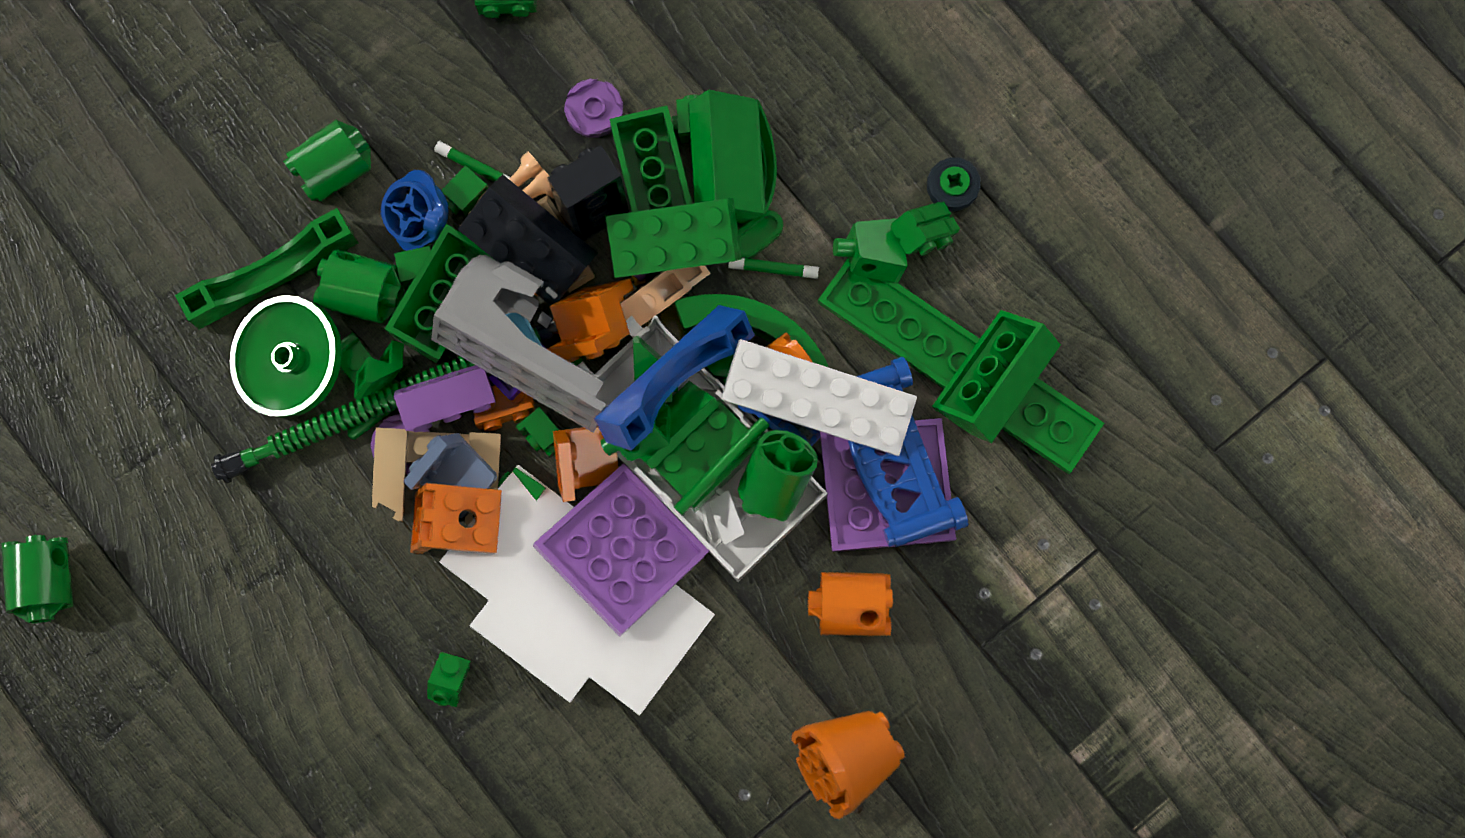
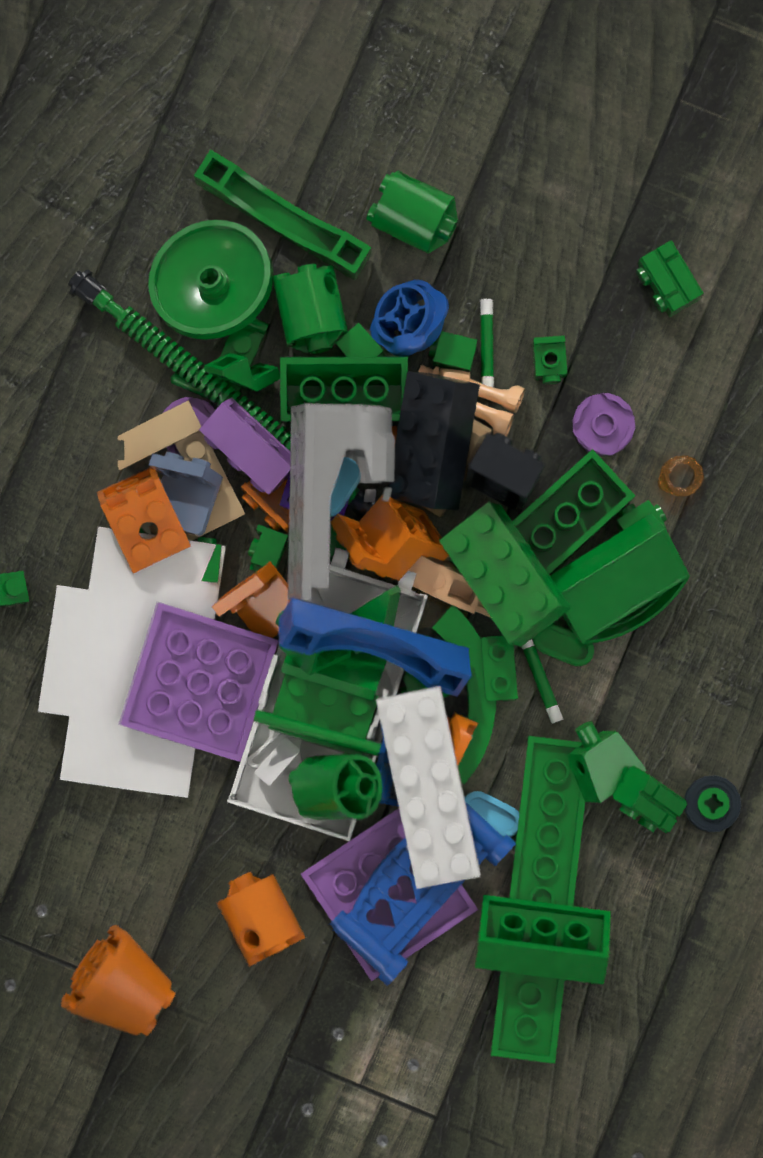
camera: 60 degrees right, 5 degrees up
(519, 130) = (549, 345): none -> green brick
(671, 83) = (665, 484): none -> clear orange piece
(749, 291) = (499, 669): none -> green bracket
(868, 360) = (495, 812): none -> medium azure tile

